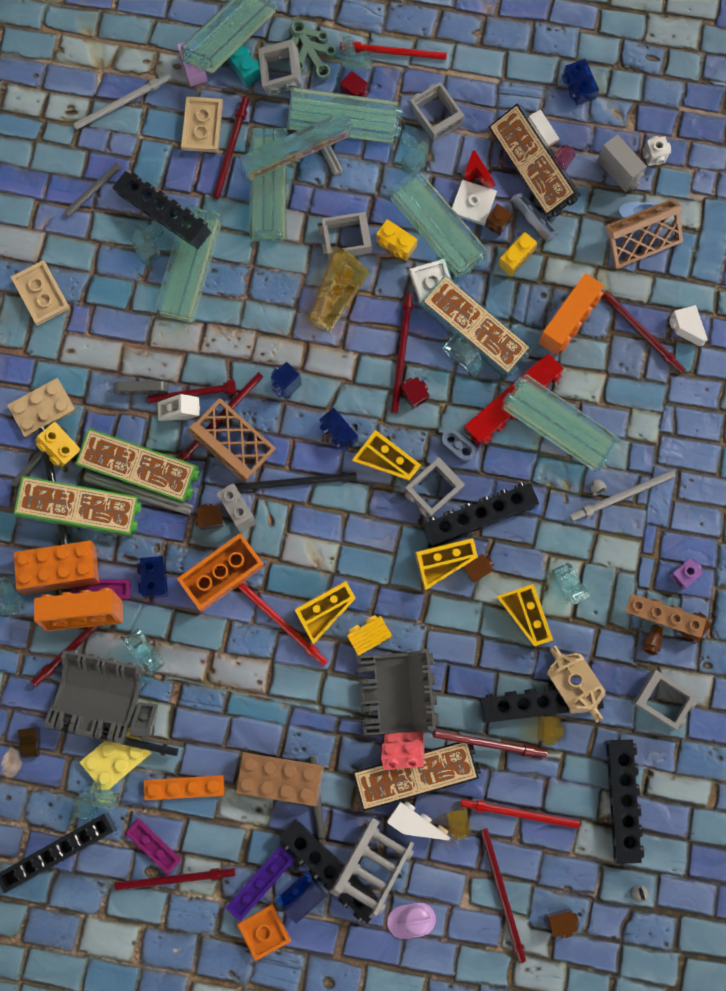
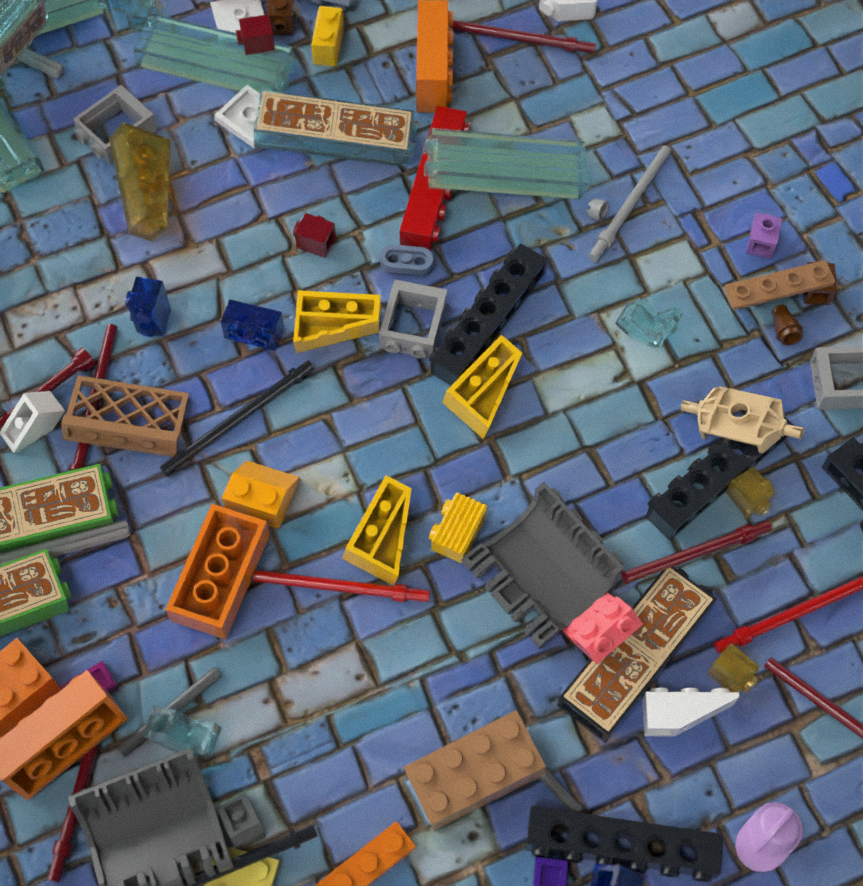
camera: 35 degrees left, 15 degrees down
(150, 632) = (177, 704): none -> dark grey bar
(153, 577) = (132, 635): clear blue brick -> none
(209, 517) = (157, 519): reddish brown brick -> none
(237, 508) = (187, 484): light grey window -> none
(276, 538) = (260, 492): none -> light orange slope
(352, 867) = (649, 810): light grey fence -> none
(396, 240) = (178, 96): yellow brick -> none
(407, 306) = (241, 157): dark red bar -> none
(465, 353) = (343, 159): clear light blue brick -> none
(468, 230) = (255, 34): none -> dark red brick
(479, 567) = (530, 369): reddish brown brick -> none
(528, 613) = (627, 382): yellow wedge -> none

